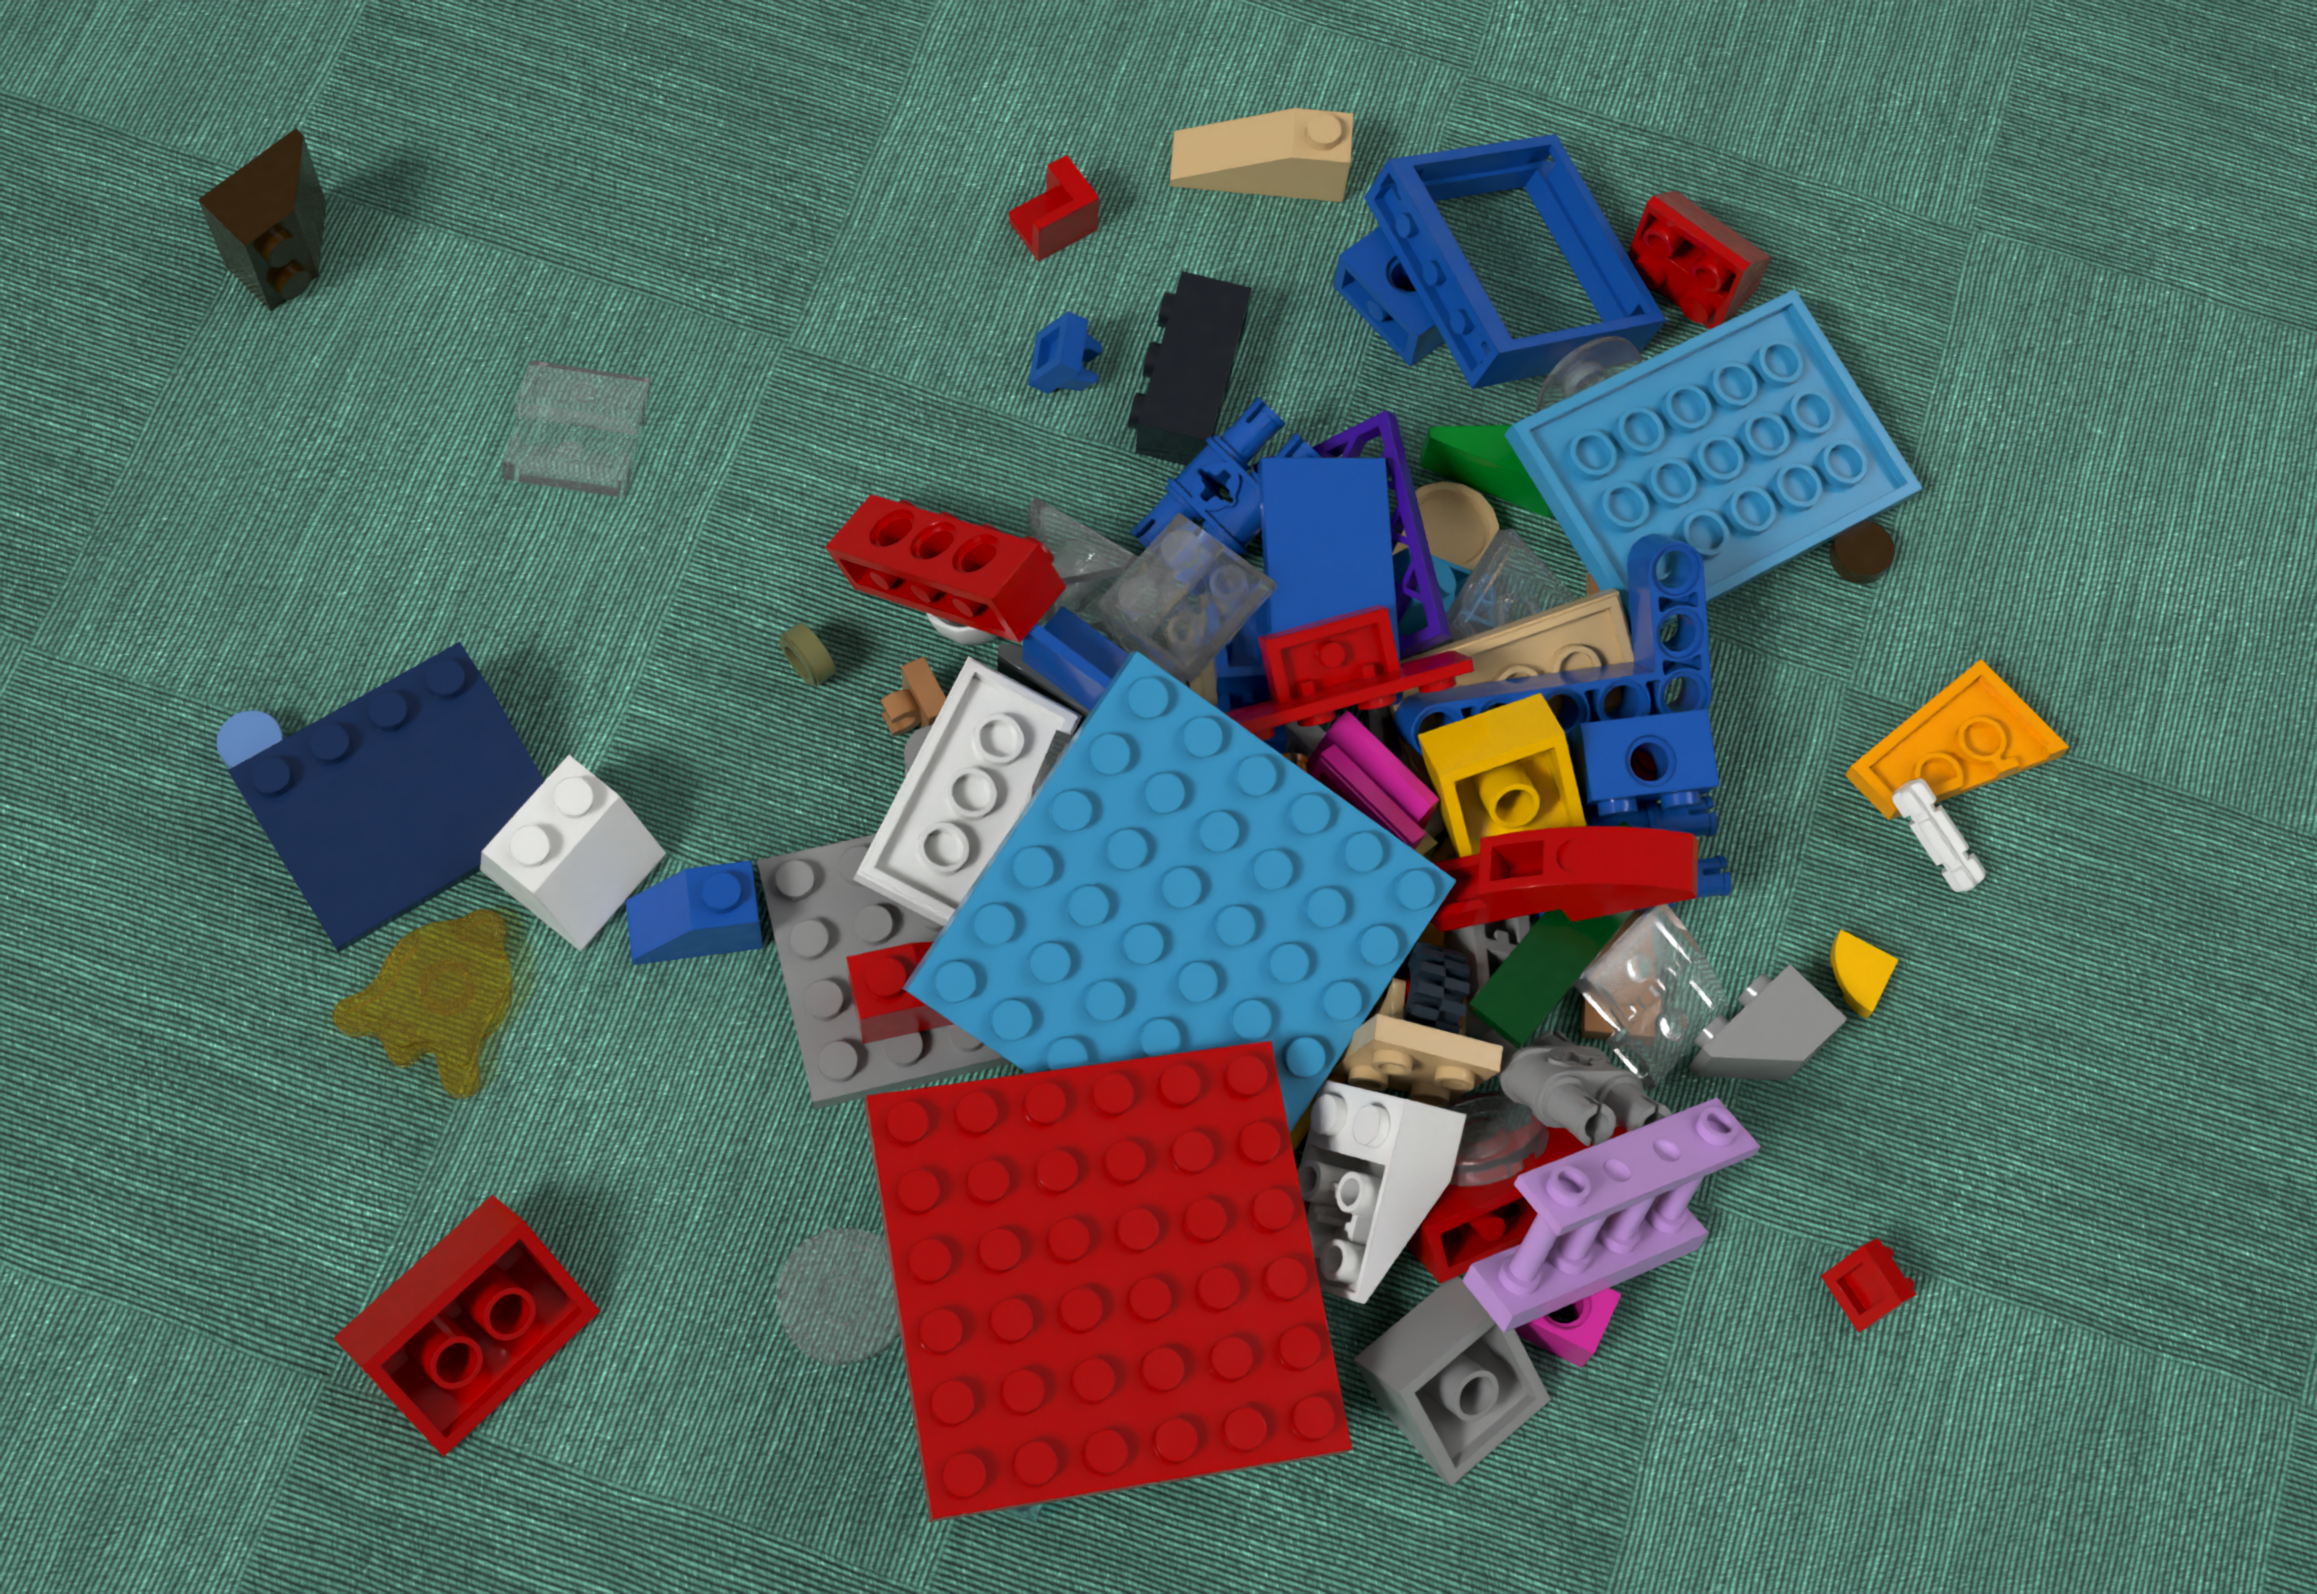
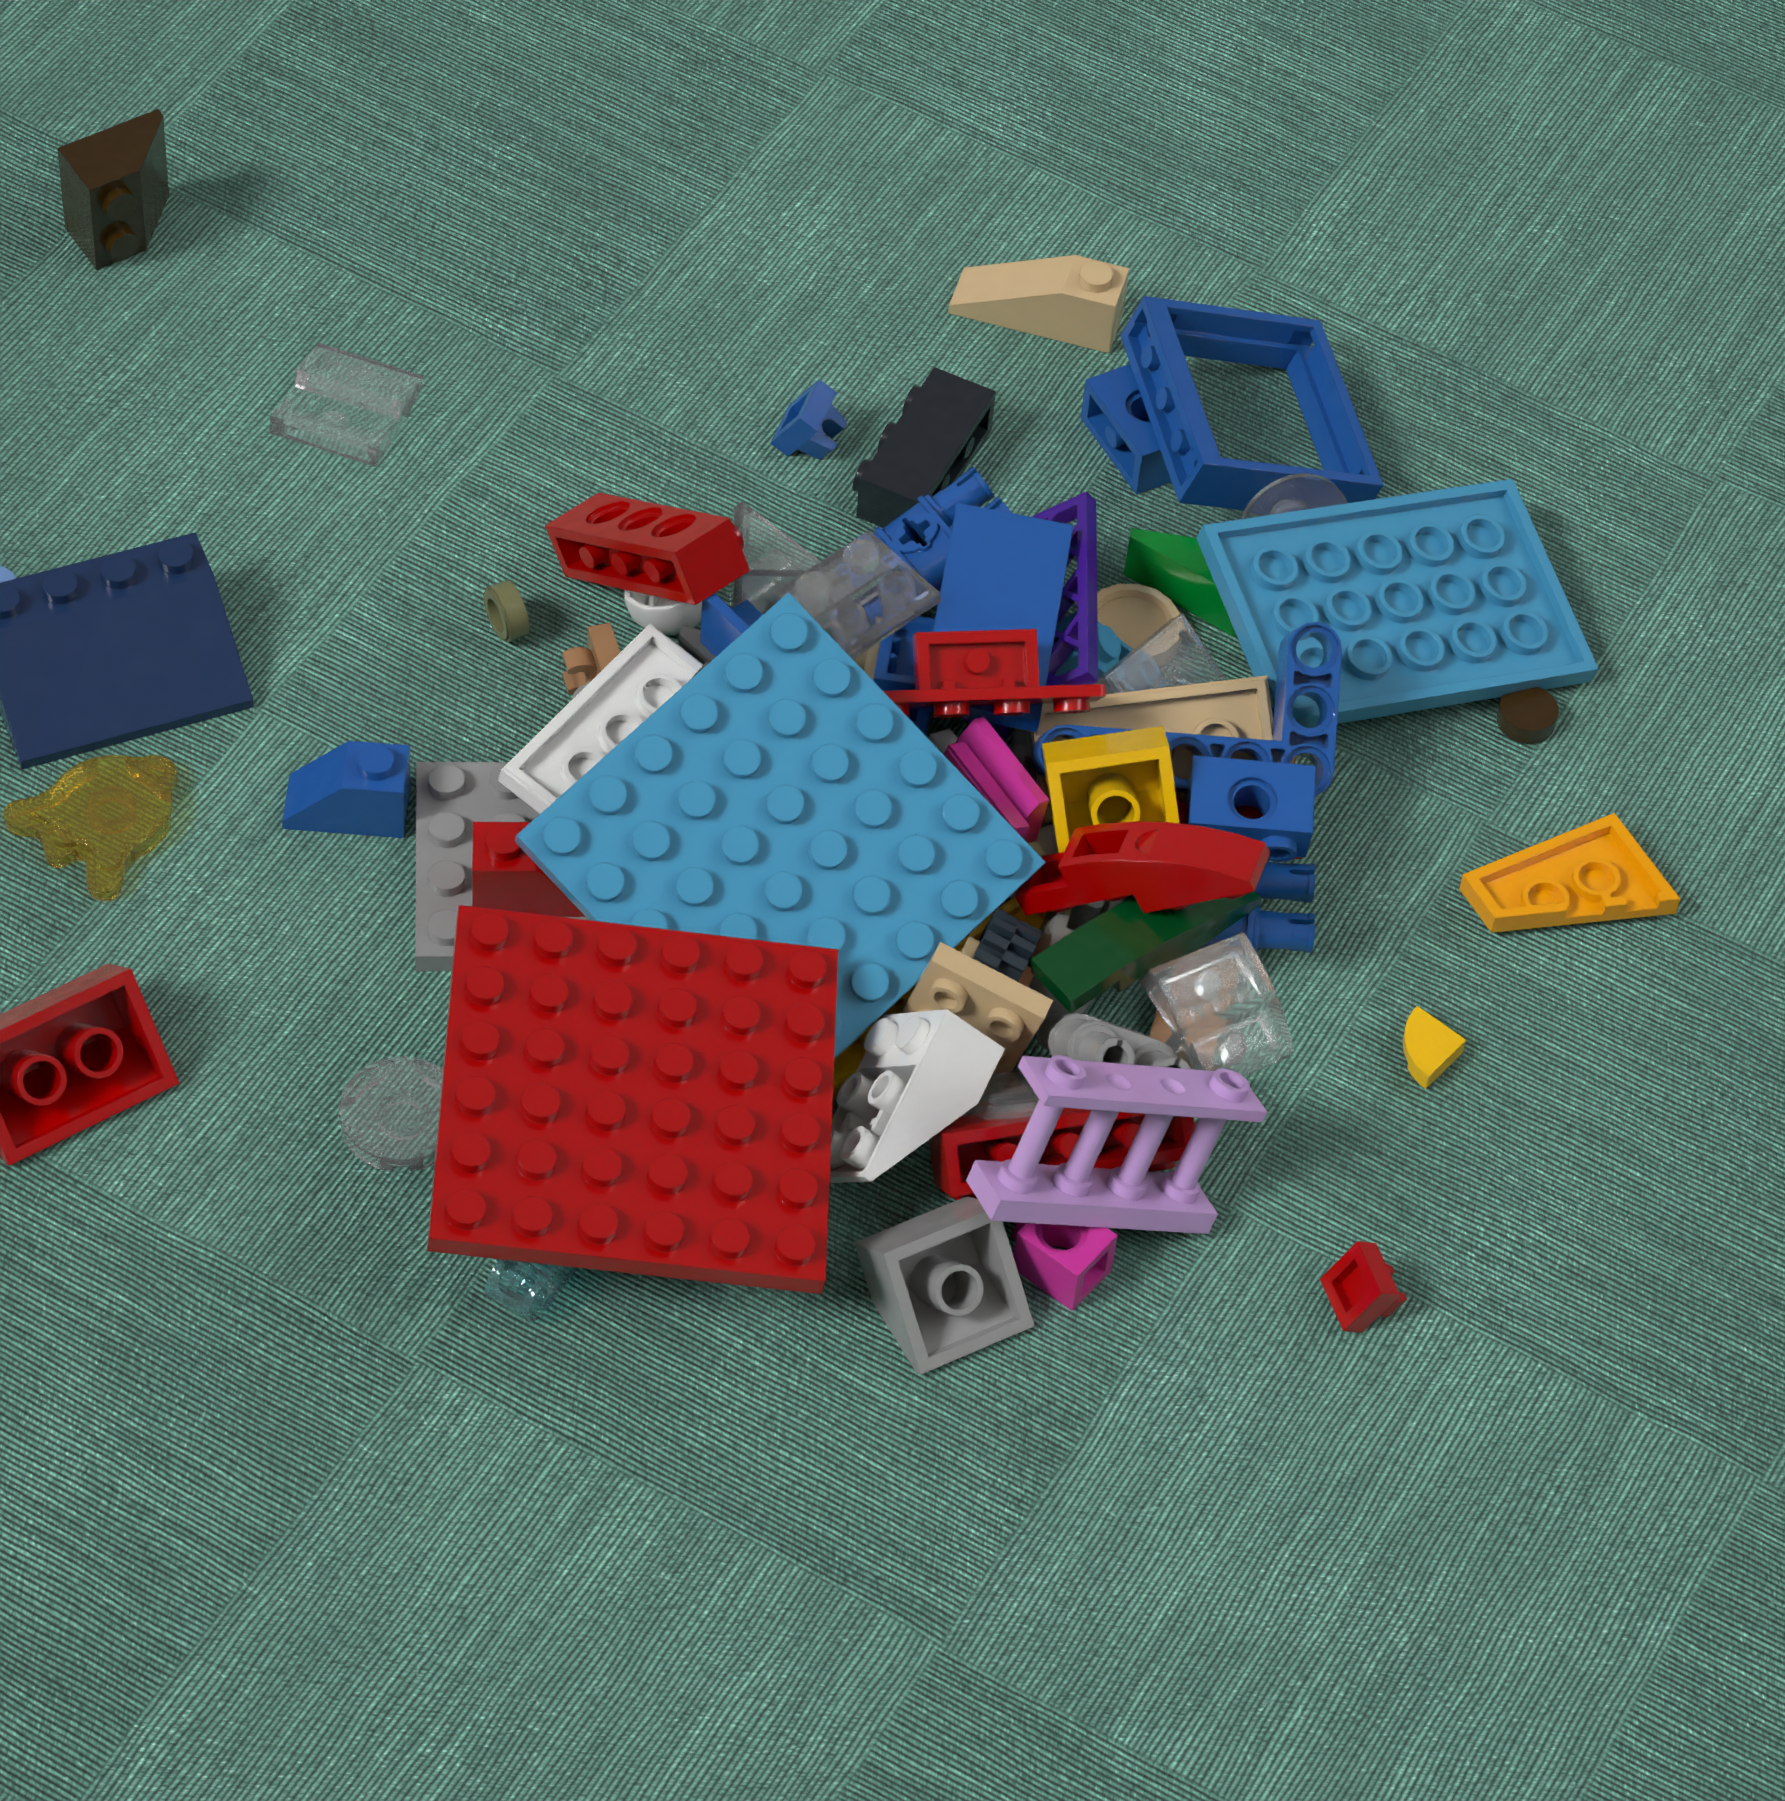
camera: 15 degrees right, 15 degrees down
(572, 853) = (250, 718): white slope -> none
(1058, 215) = (839, 316): red panel -> none
(1695, 259) = (1424, 439): red slope -> none
(1772, 1035) = (1323, 1072): light grey slope -> none
(1938, 835) = (1531, 944): white axle -> none

